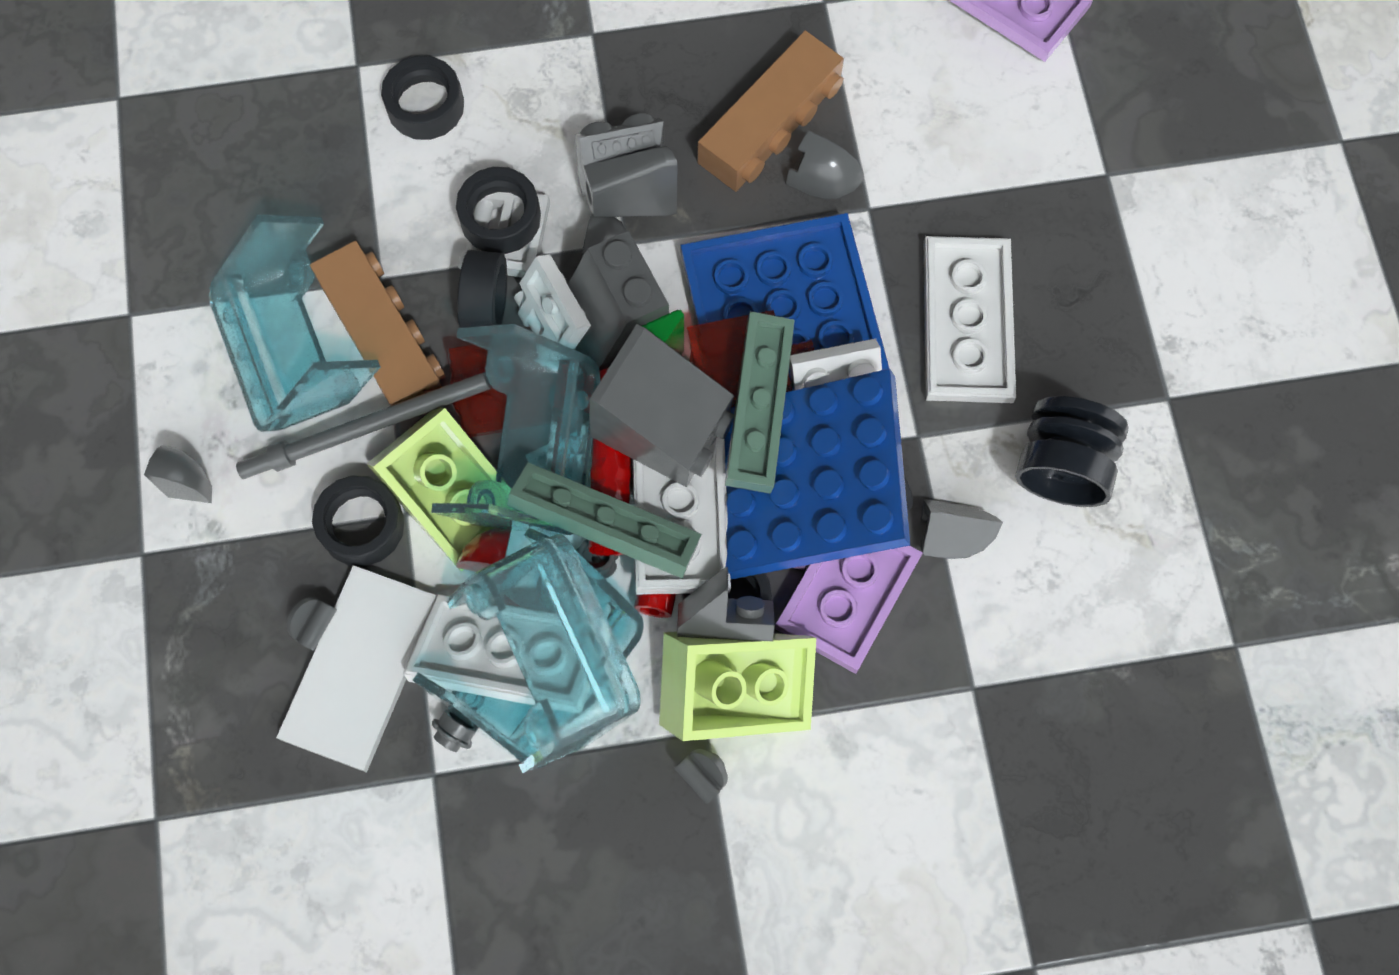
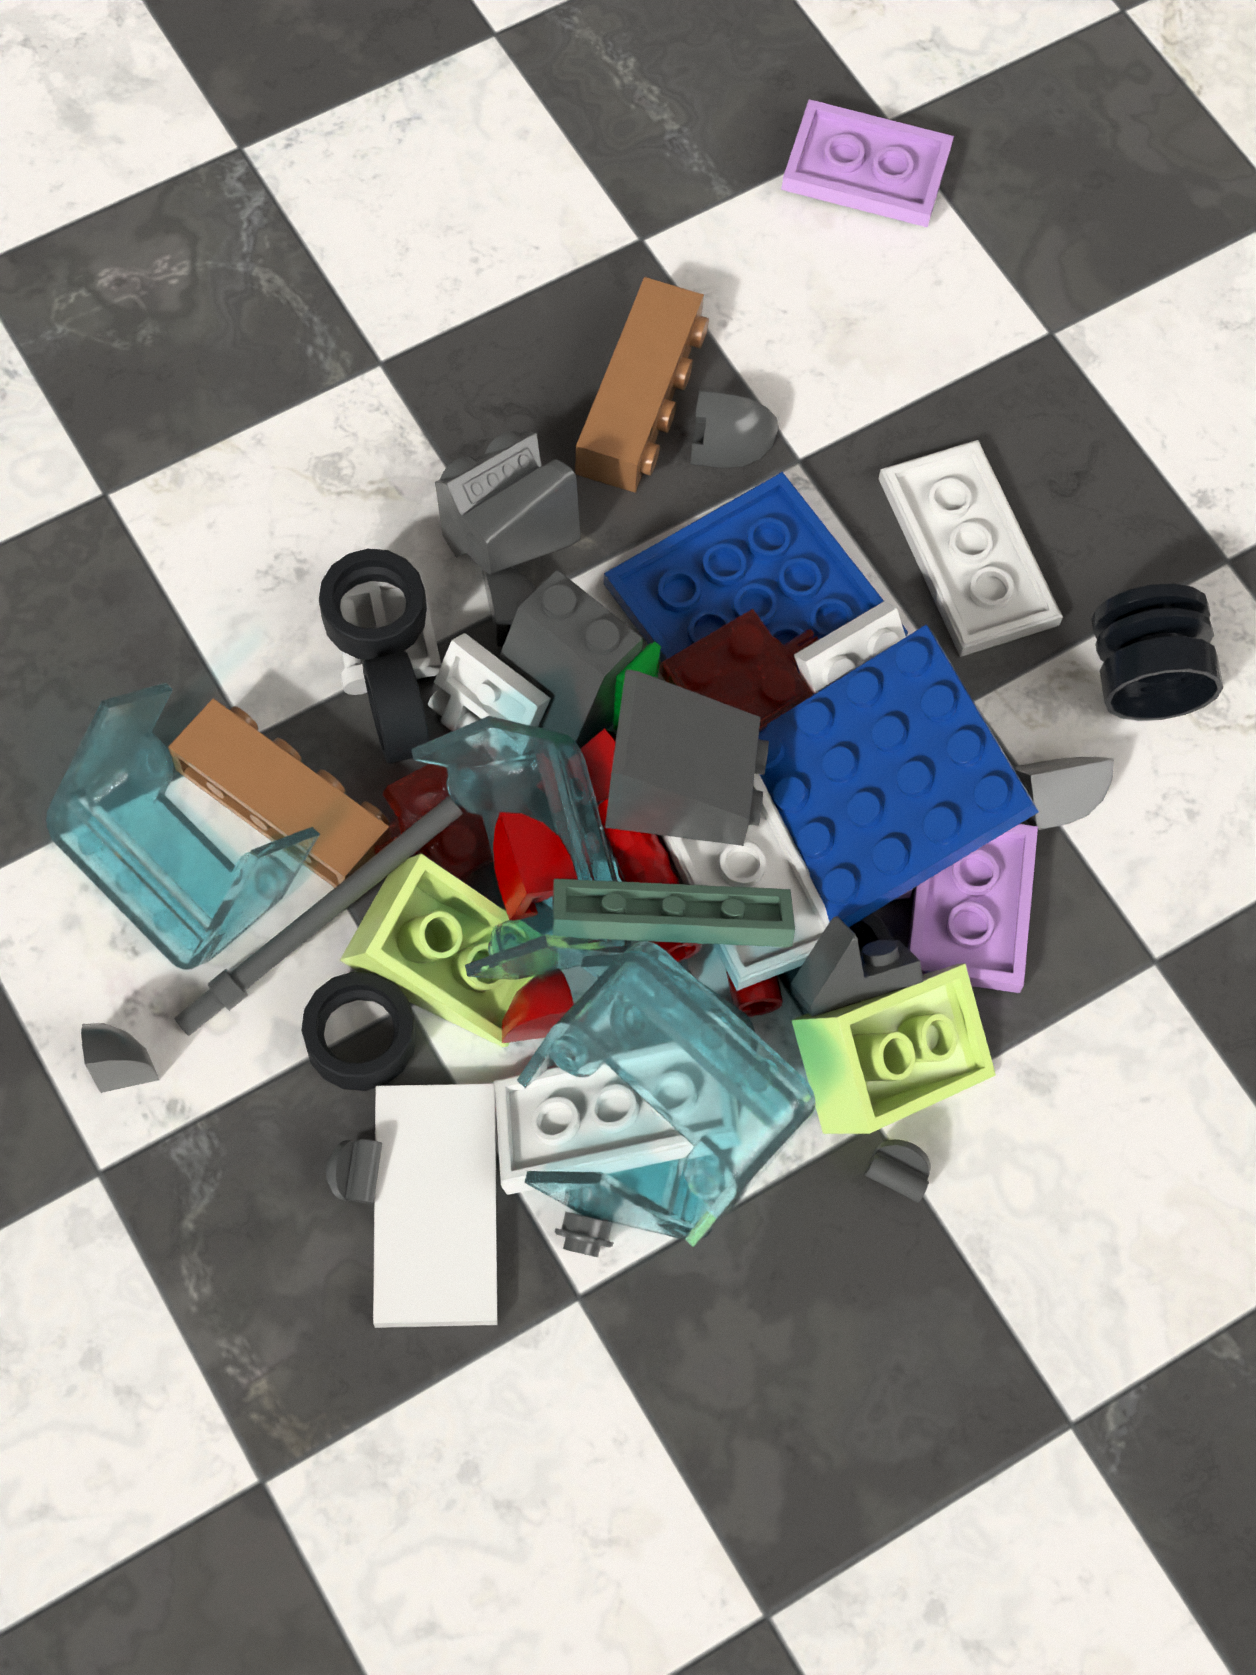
camera: 25 degrees left, 5 degrees down
(415, 71) = (199, 470): black tyre -> none
(522, 440) = (527, 863): none -> red brick
(760, 403) = (792, 716): sand green plate -> none

